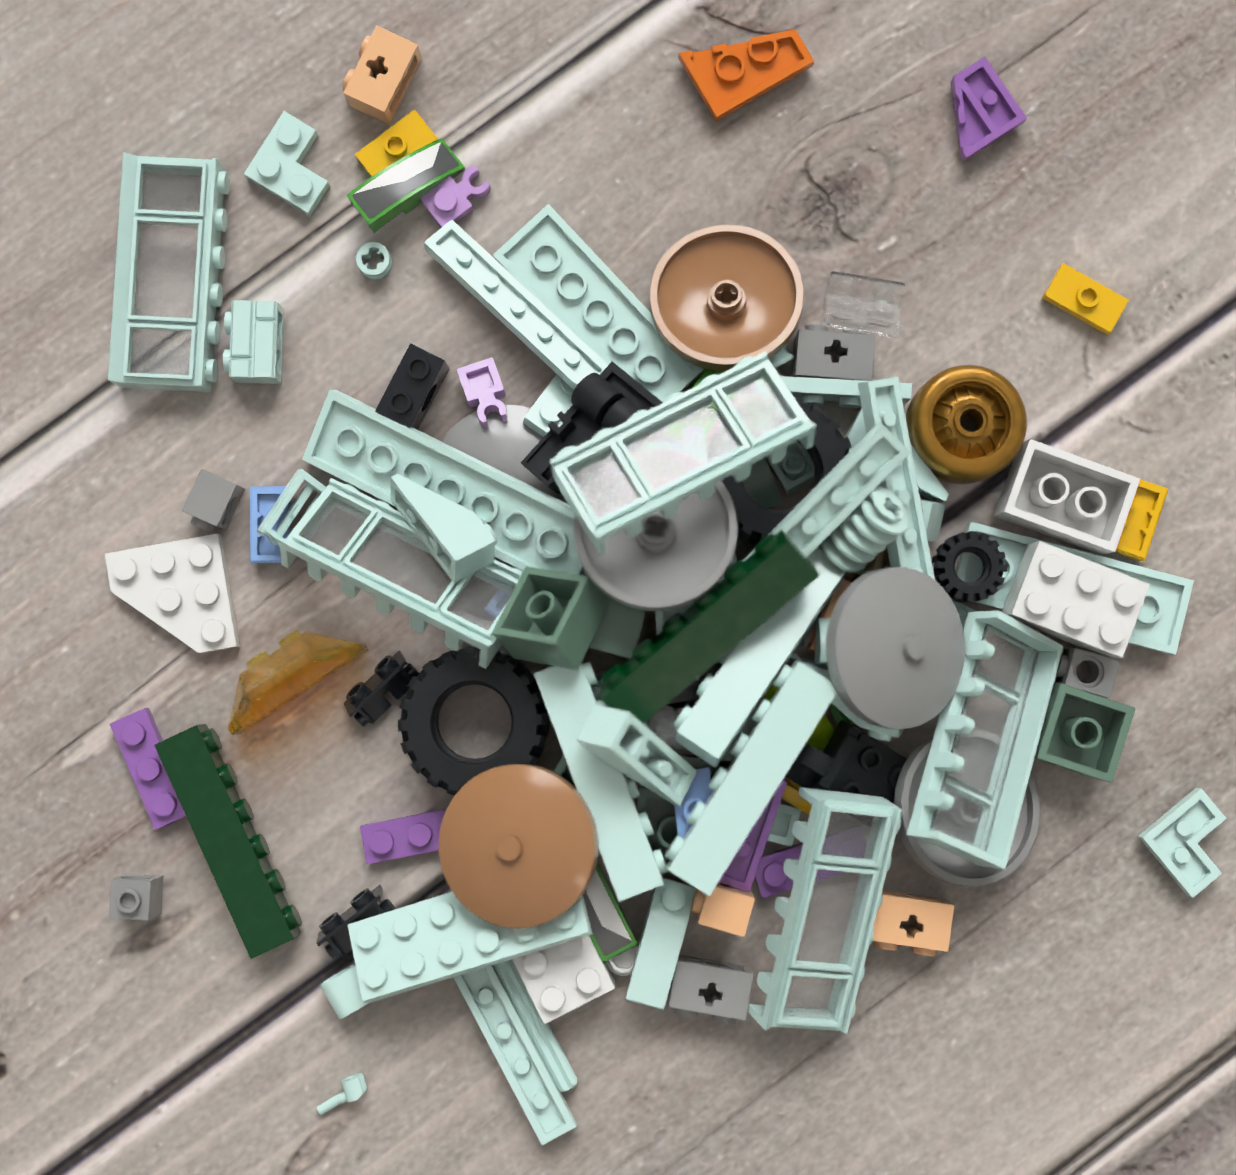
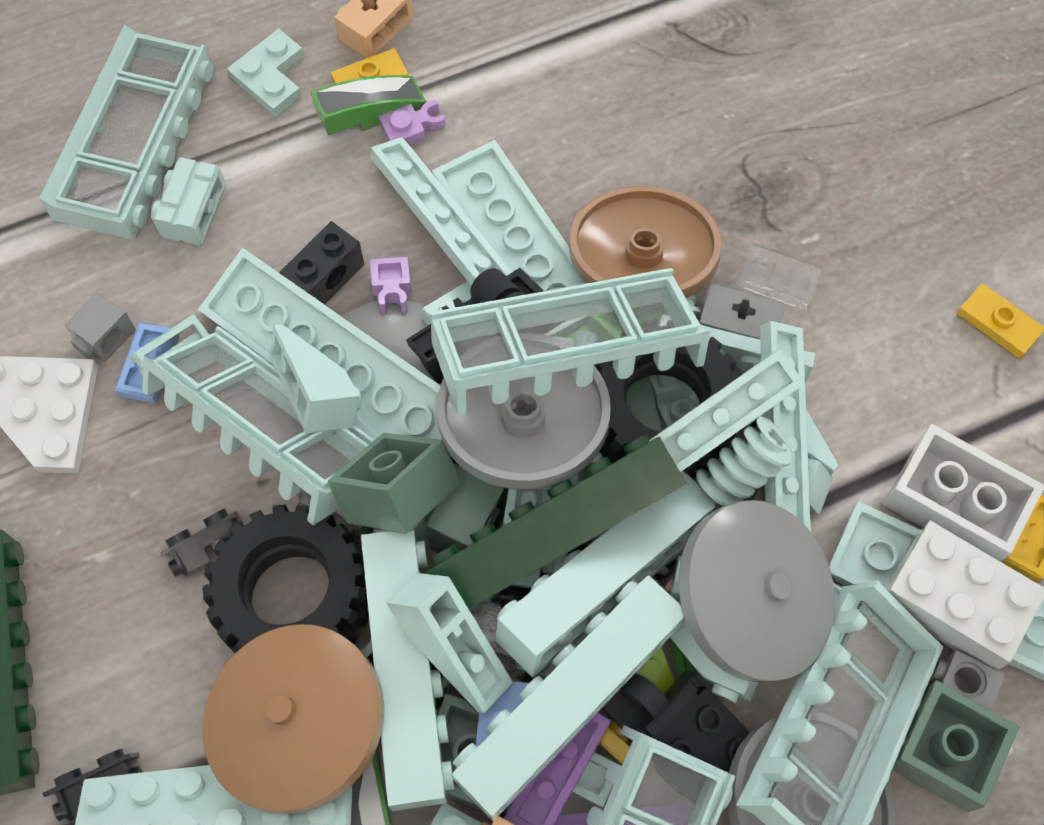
camera: 15 degrees right, 20 degrees down
(286, 674) = (113, 505): clear yellow wedge -> none
(365, 252) = (315, 152): light aqua bush -> none
(402, 836) = (169, 702): medium lavender plate -> none
(745, 71) = (696, 75): orange wing -> none
(943, 443) = (867, 403): pearl gold wheel -> none
(982, 108) = (919, 141): medium lavender wing -> none
(989, 555) = (867, 525): black tyre -> none

